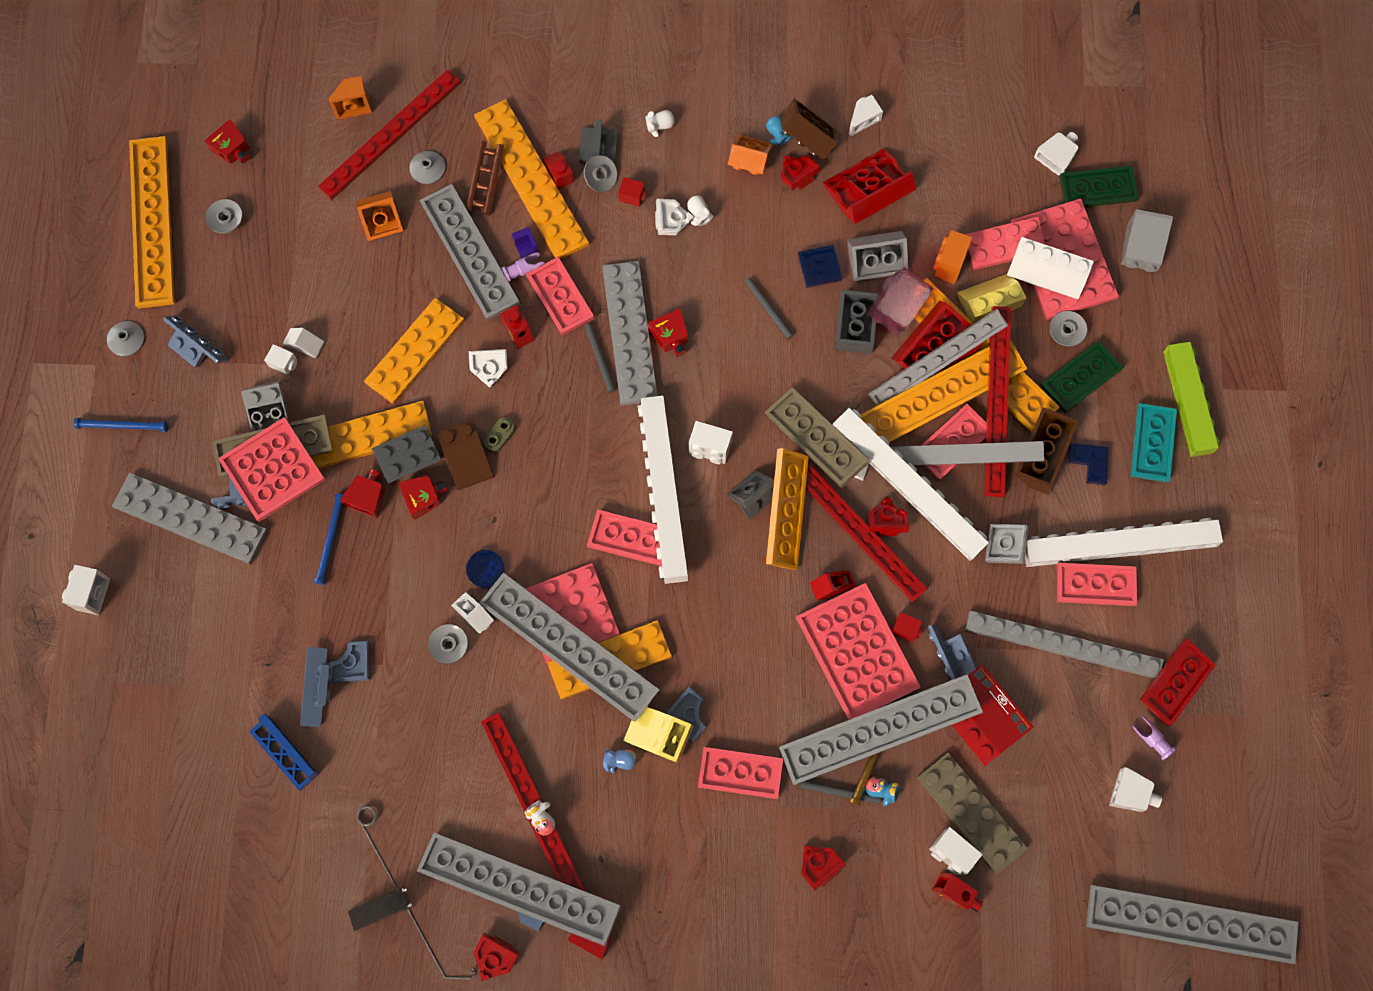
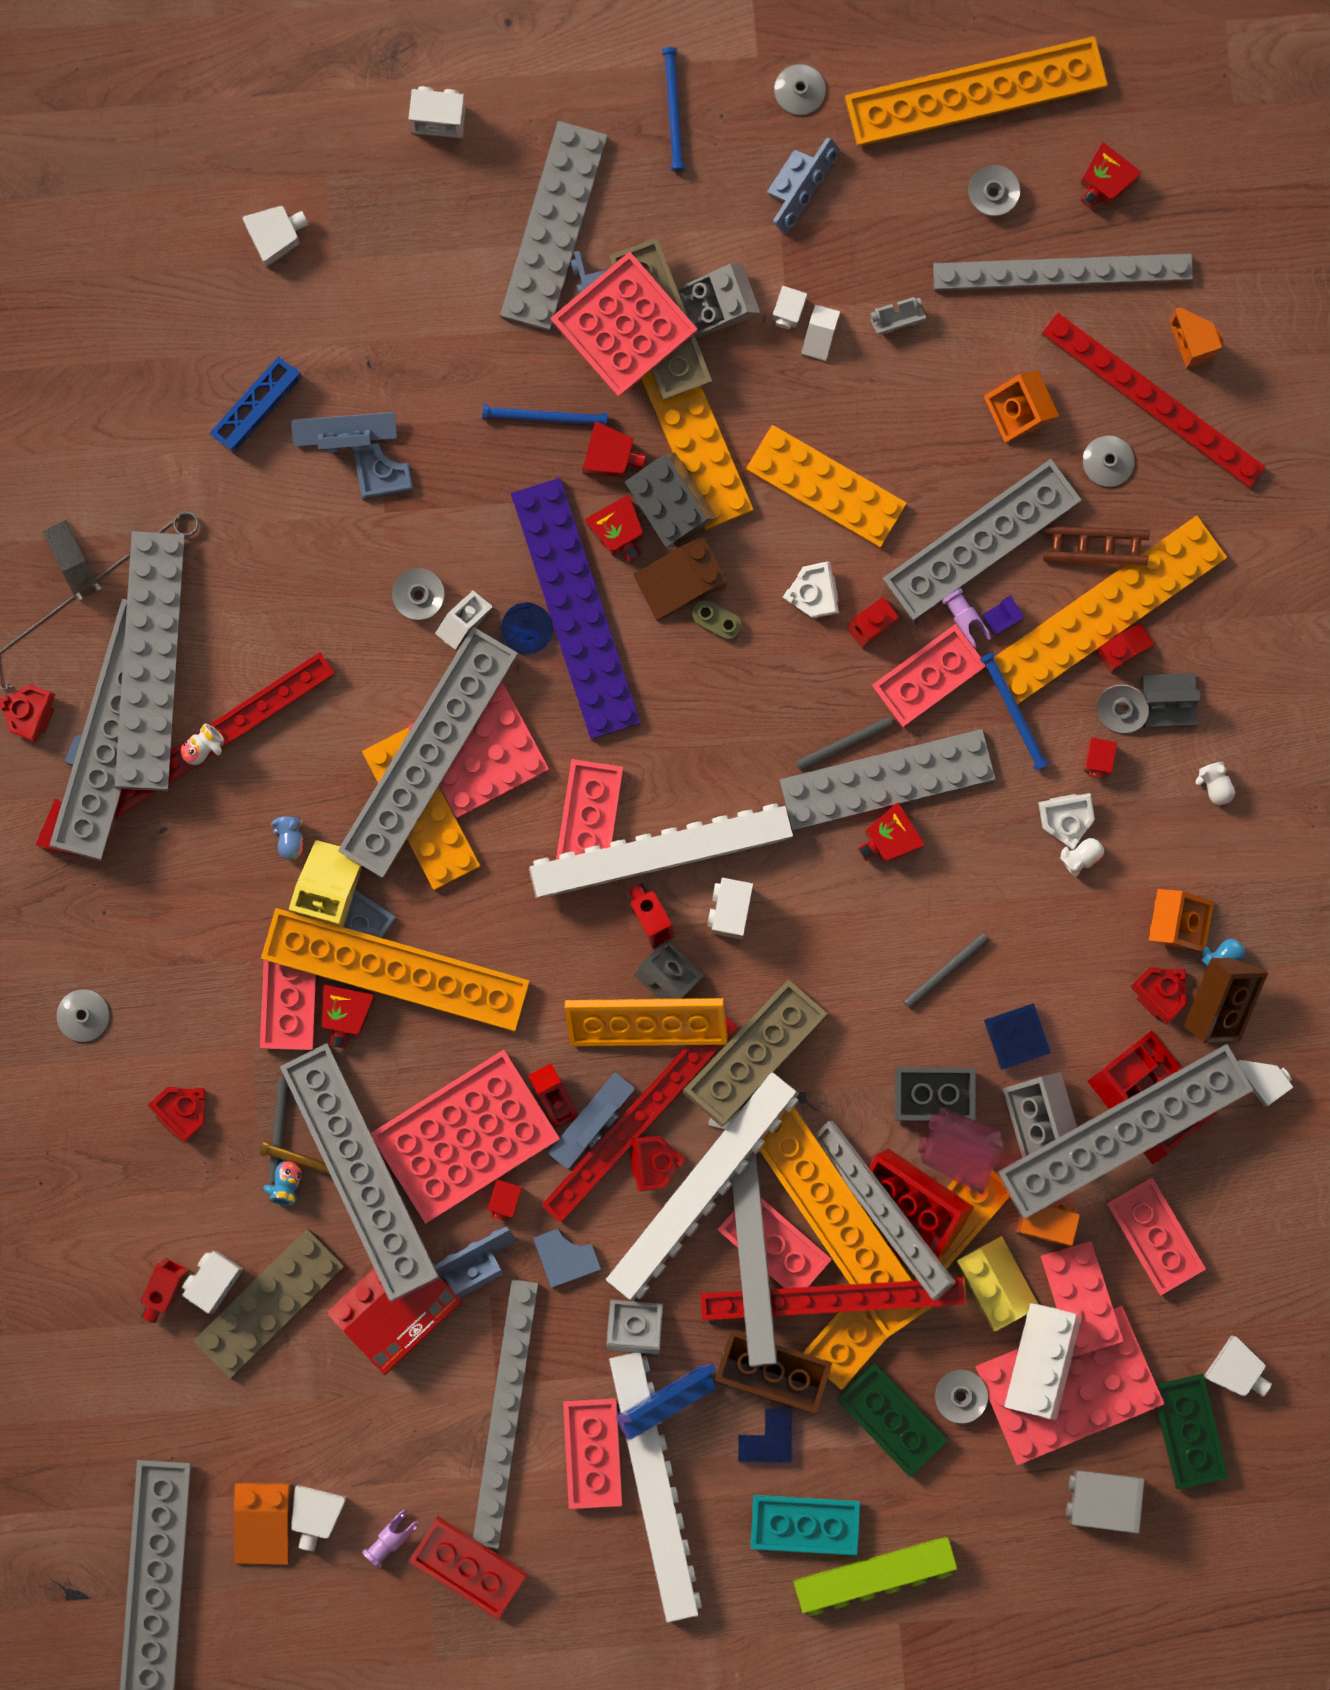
camera: 80 degrees right, 10 degrees up
(152, 724) = (274, 232): none -> white torso
(290, 182) = (1062, 272): none -> light grey plate
(302, 295) = (908, 314): none -> light grey hinge
(469, 853) = (149, 661): none -> light grey plate
(475, 532) = (575, 608): none -> dark purple plate
(592, 242) = (1014, 710): none -> blue bar
(715, 496) = (654, 922): none -> red torso
(727, 940) = (96, 1015): none -> light grey dish
(728, 691) = (395, 969): none -> light orange plate
(757, 731) = (344, 1013): none -> red torso
(858, 561) = (591, 1120): none -> sand blue bracket
(896, 196) = (1124, 1131): none -> light grey plate
(953, 591) = (563, 1259): none -> sand blue tile
(964, 193) = (1155, 1236): none -> coral plate
(1063, 524) = (667, 1401): none -> blue fence
(1137, 834) = (261, 1523): none -> orange slope

